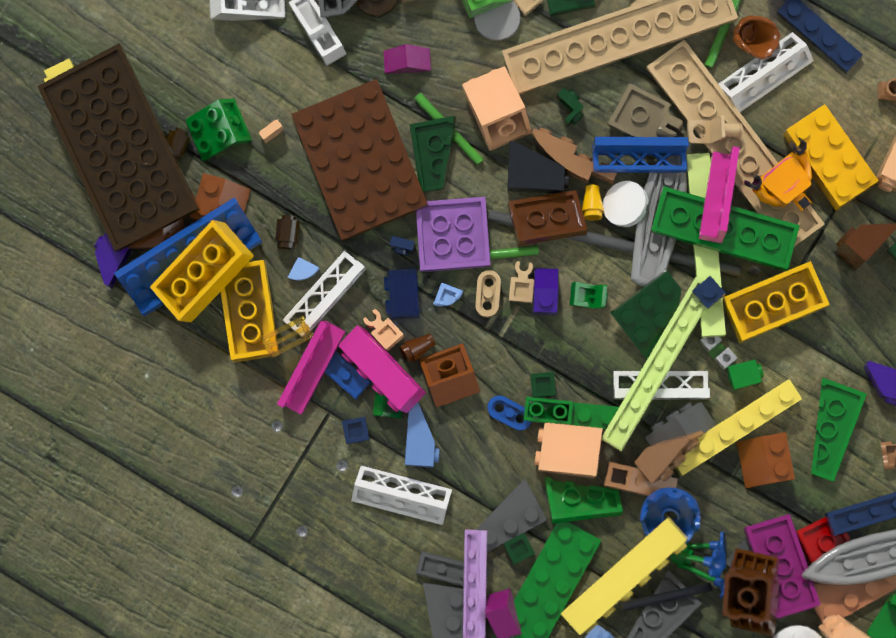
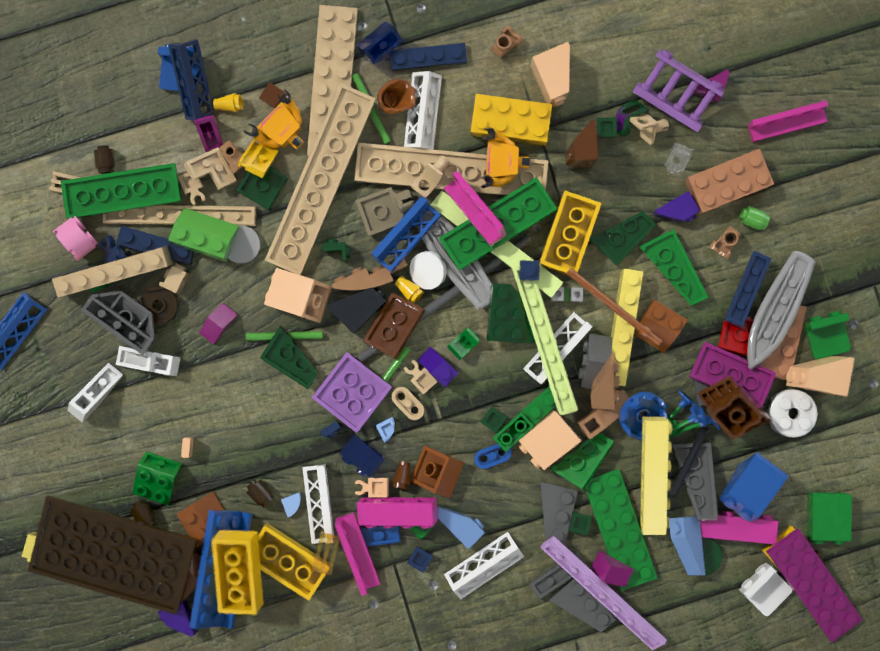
camera: 55 degrees left, 5 degrees up
(359, 160) = (254, 408): reddish brown plate -> none
(744, 375) = (600, 284): green brick -> none
(748, 445) = (643, 330): none -> dark orange bar
(817, 356) = (623, 237): none -> dark green wing

